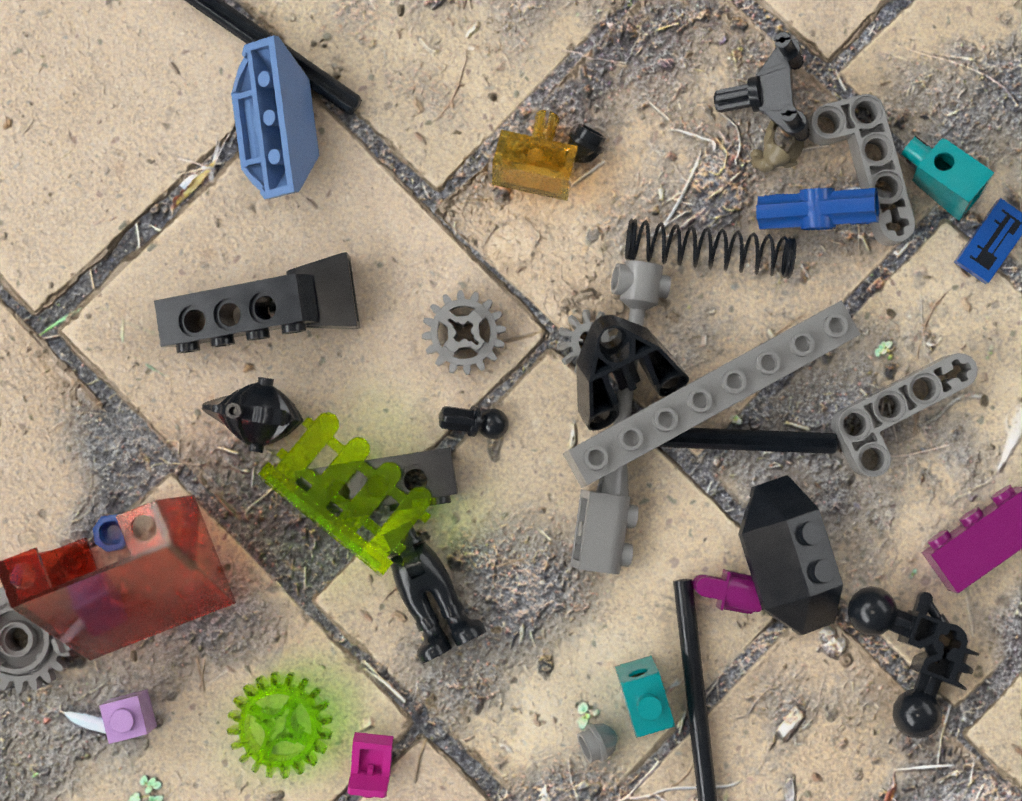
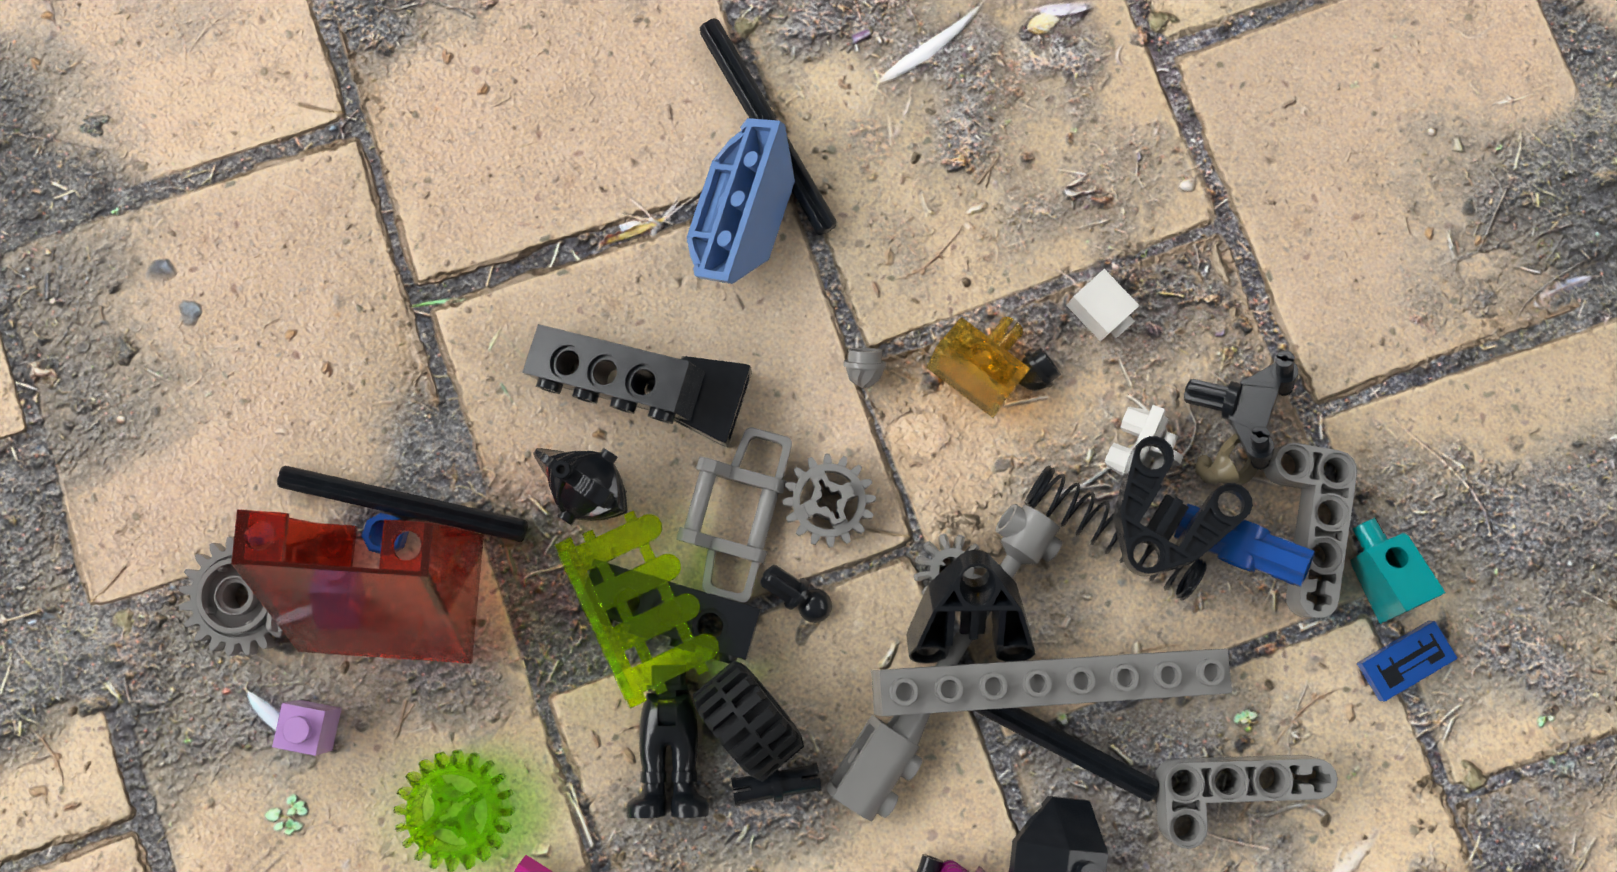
camera: 25 degrees right, 5 degrees down
(113, 501) = (402, 503): none -> black axle
(411, 343) = (770, 488): none -> light grey bar
(441, 207) = (864, 366): none -> light grey plate
(482, 541) = (748, 721): none -> black tyre
(529, 581) = (777, 785): none -> black pin
(615, 64) = (1104, 306): none -> white brick
(700, 150) = (1142, 424): none -> white hips
(711, 209) = (1137, 493): none -> black connector

